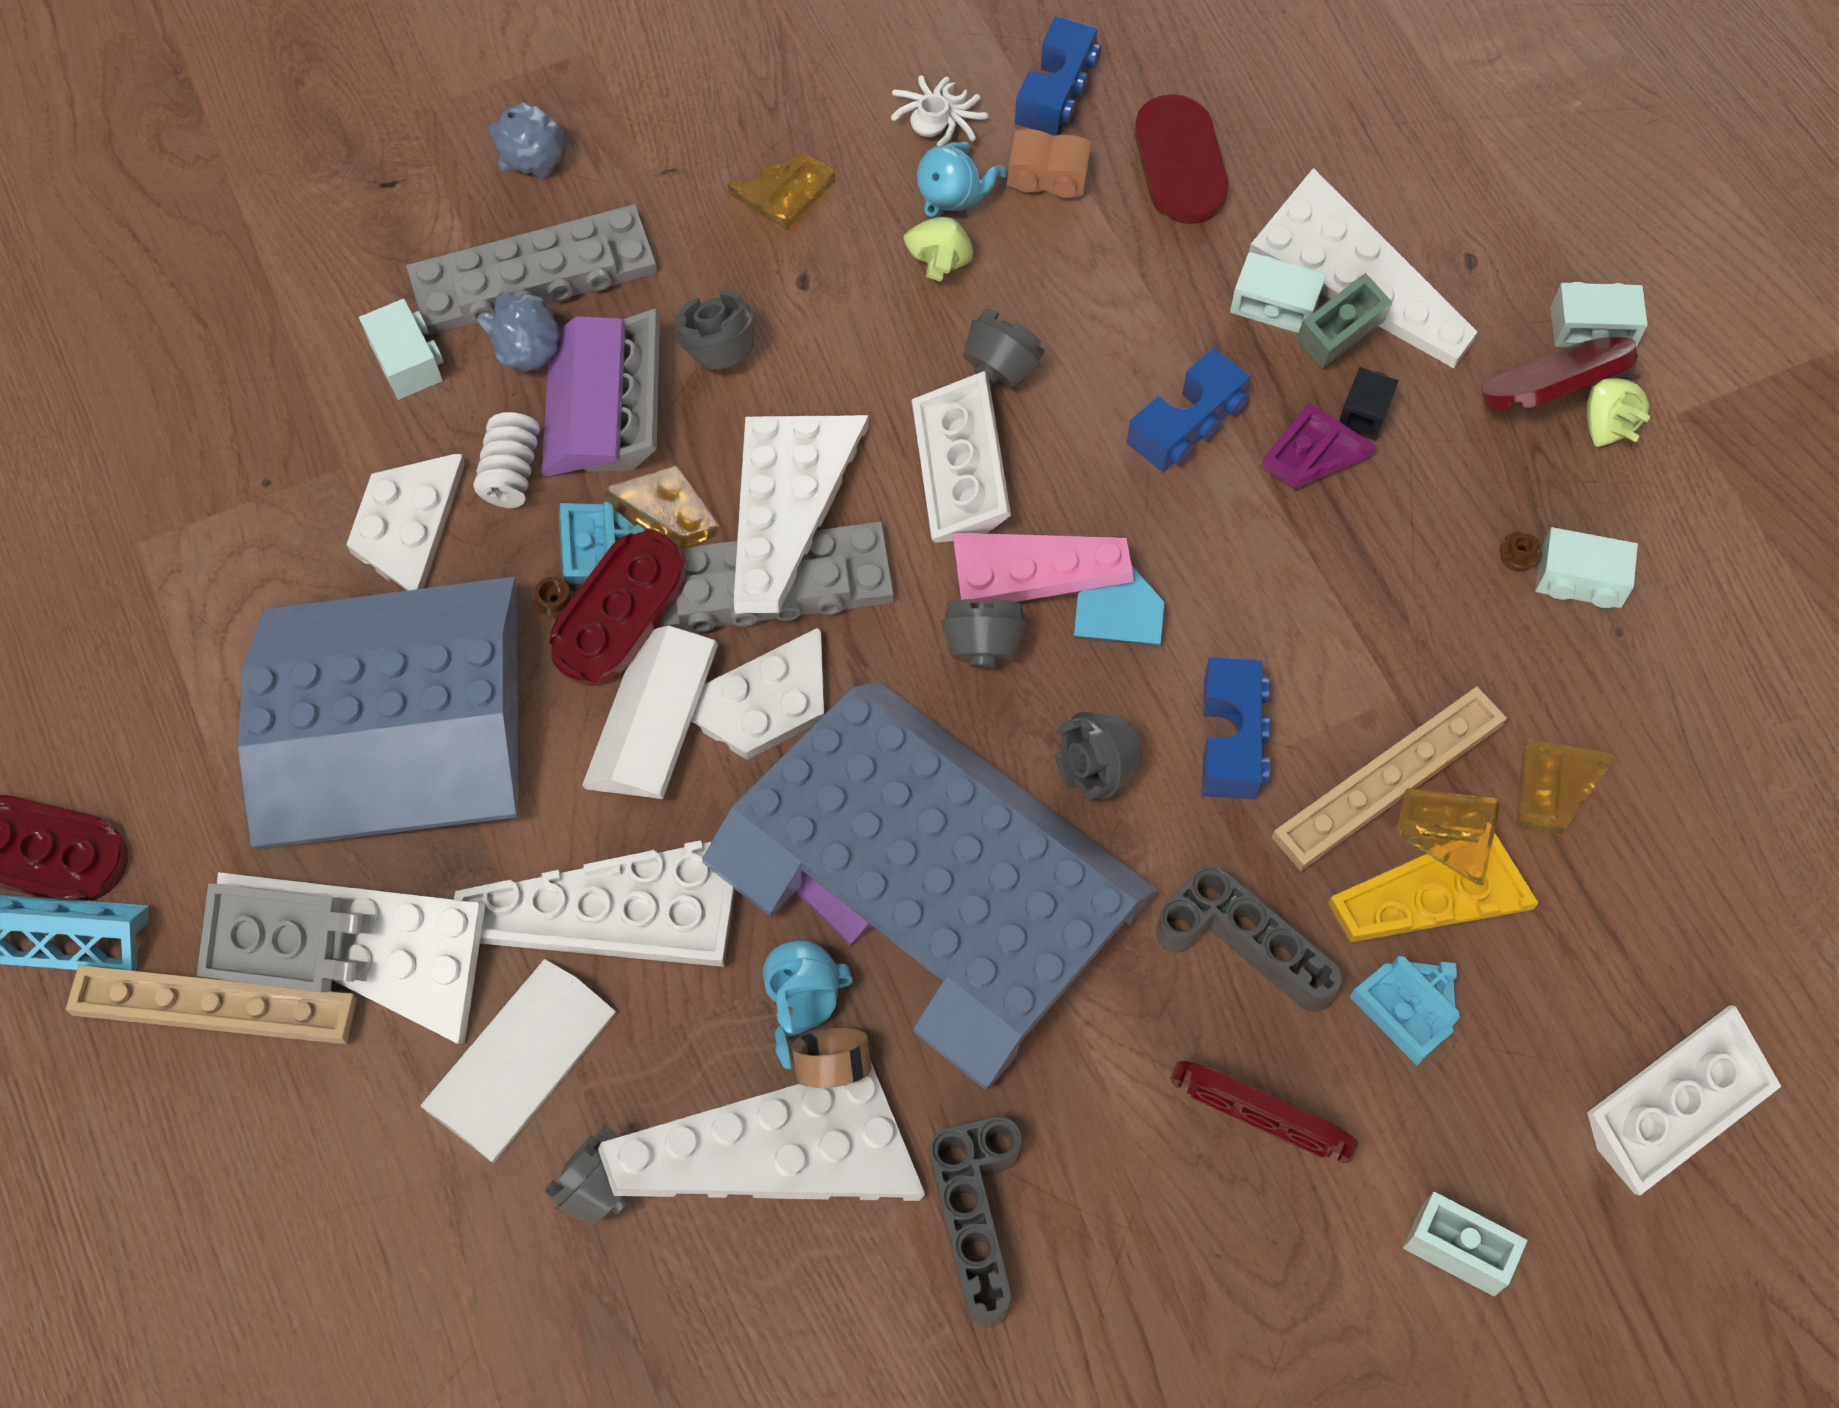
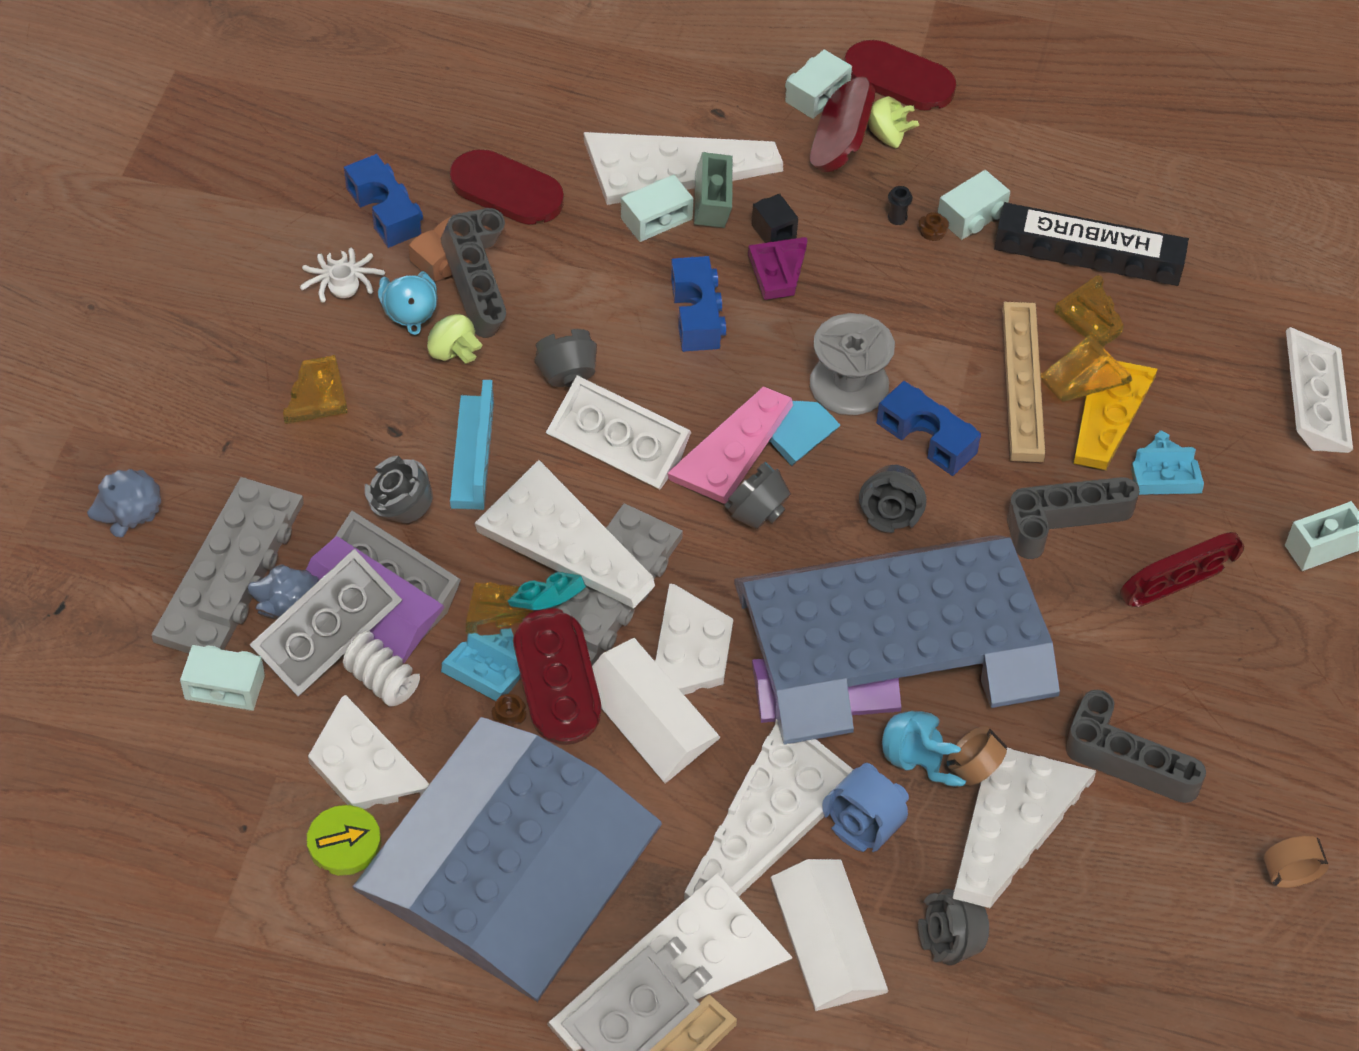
camera: 55 degrees left, 10 degrees down
(307, 566) = (343, 840): none -> lime tile
(517, 374) = (325, 622): none -> light grey slope
(673, 992) = (867, 808): none -> medium blue brick
(678, 523) = (541, 595): none -> teal slope
(834, 356) = (472, 449): none -> medium azure fence
(1031, 205) = (487, 308): none -> dark grey beam
(1235, 595) = (851, 363): none -> light grey piece
(1509, 494) = (899, 200): none -> black pin
(1654, 721) = (1091, 244): none -> black brick
(1700, 381) = (902, 74): none -> dark red tile

